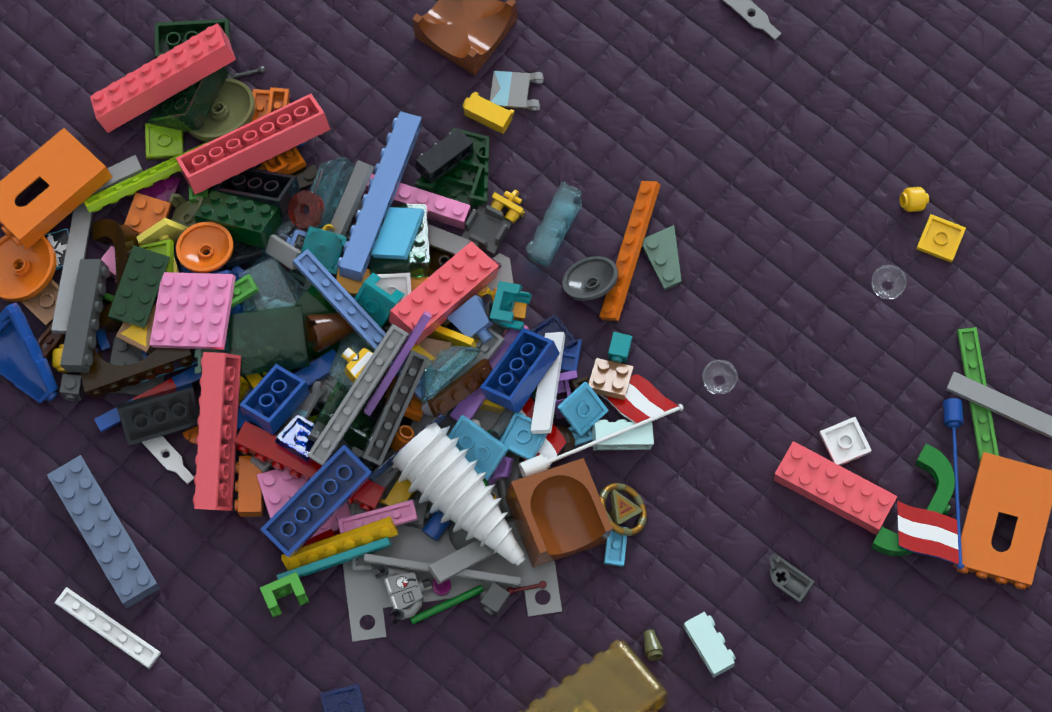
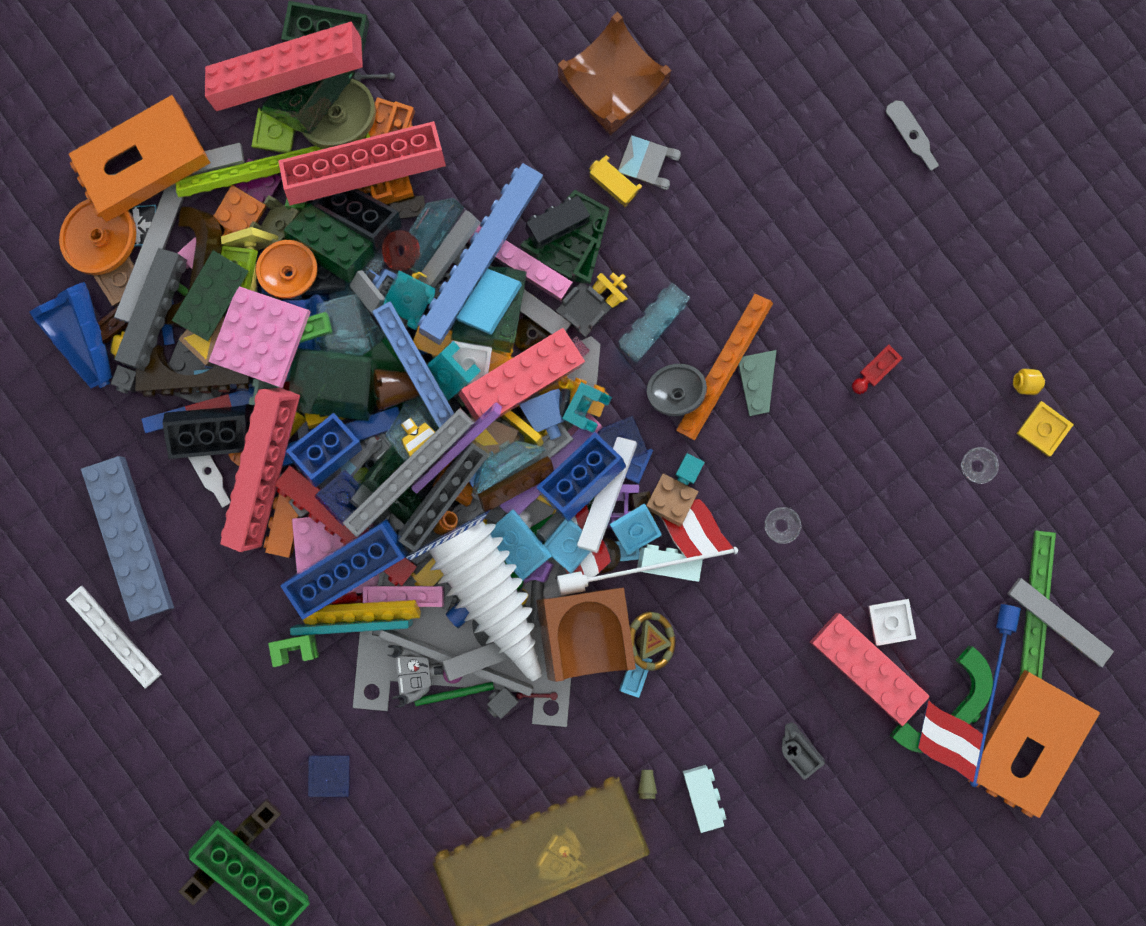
camera: 10 degrees right, 15 degrees up
(771, 221) = (877, 369): none -> red plate

